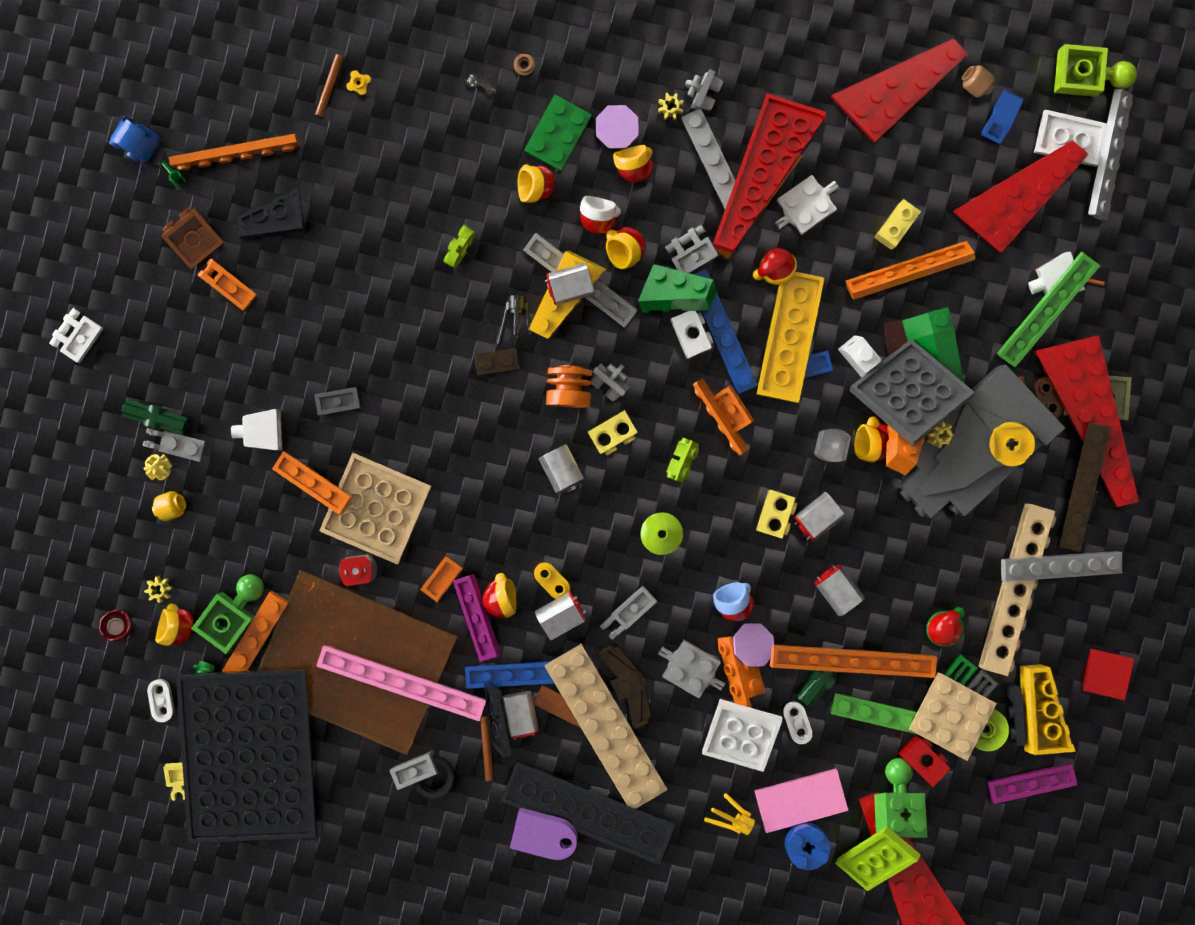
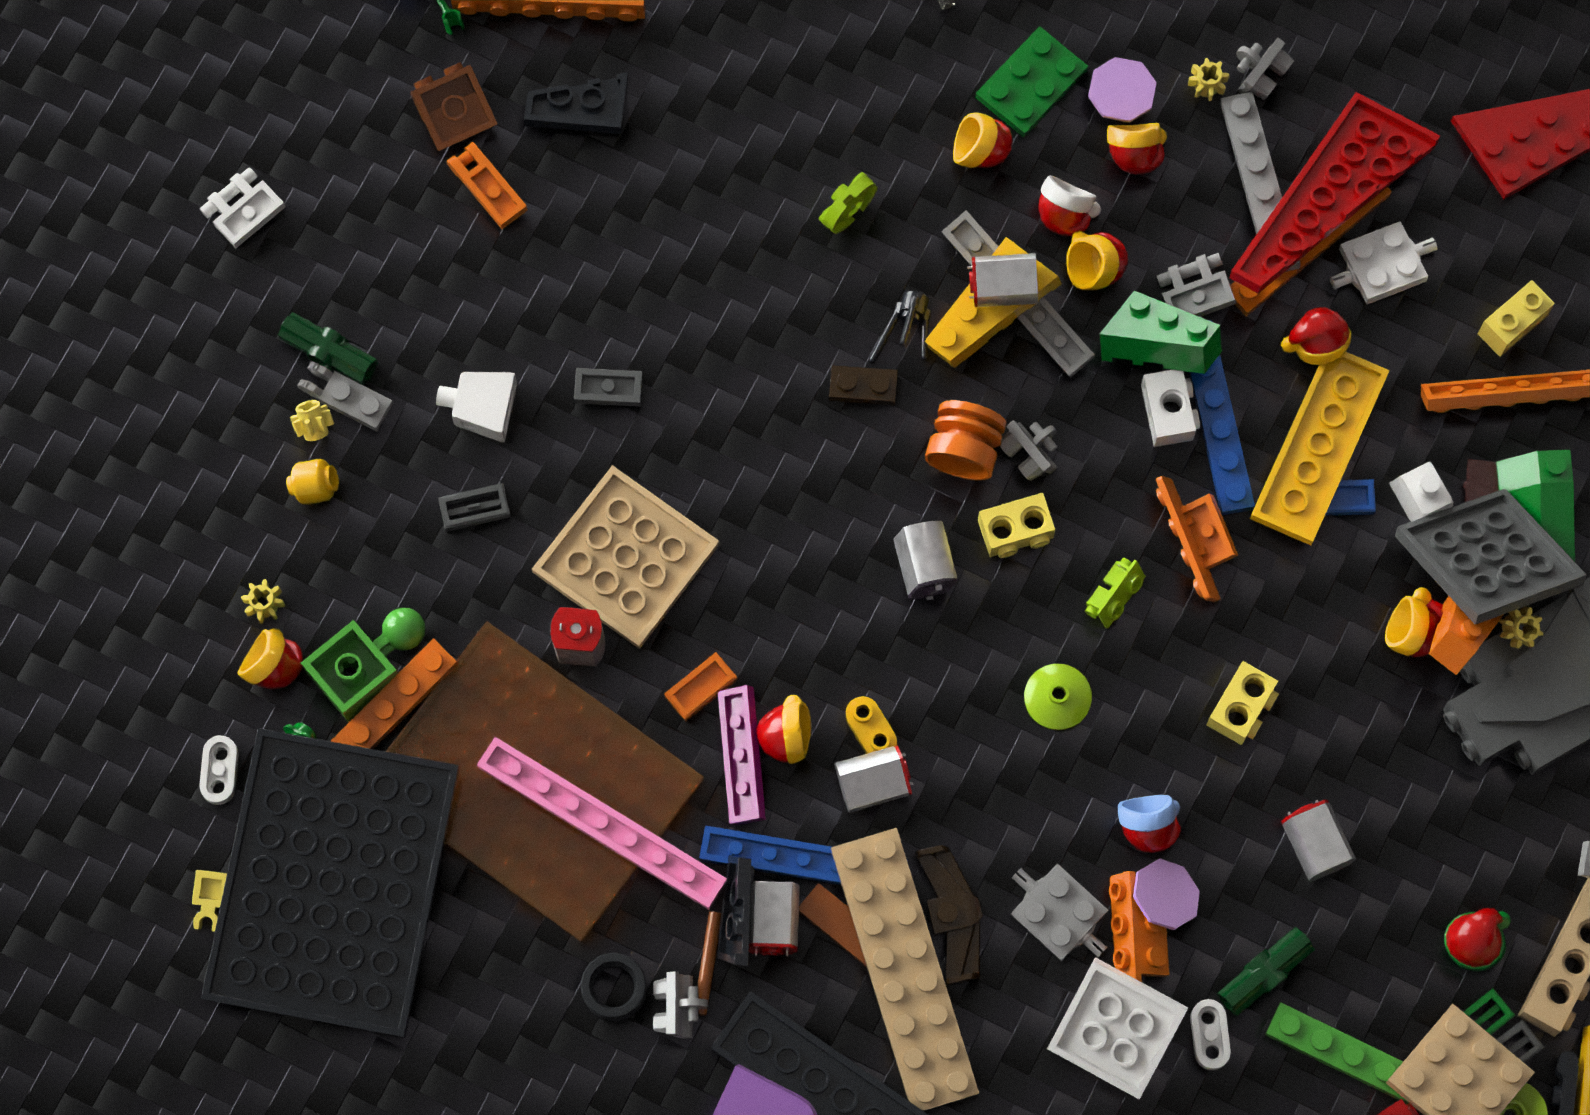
camera: 10 degrees right, 15 degrees down
(115, 626) = (182, 640): dark red hair -> none
(290, 488) = (473, 520): none -> dark grey tile
(312, 483) = (540, 494): orange plate -> none
(414, 770) = (586, 962): light grey panel -> none
(477, 780) = (681, 1005): none -> light grey hips
(630, 611) = (982, 800): light grey hinge -> none
(819, 517) = (1309, 721): flat silver piece -> none
(832, 445) = (1351, 615): clear piece -> none
(853, 661) = (1319, 950): orange plate -> none

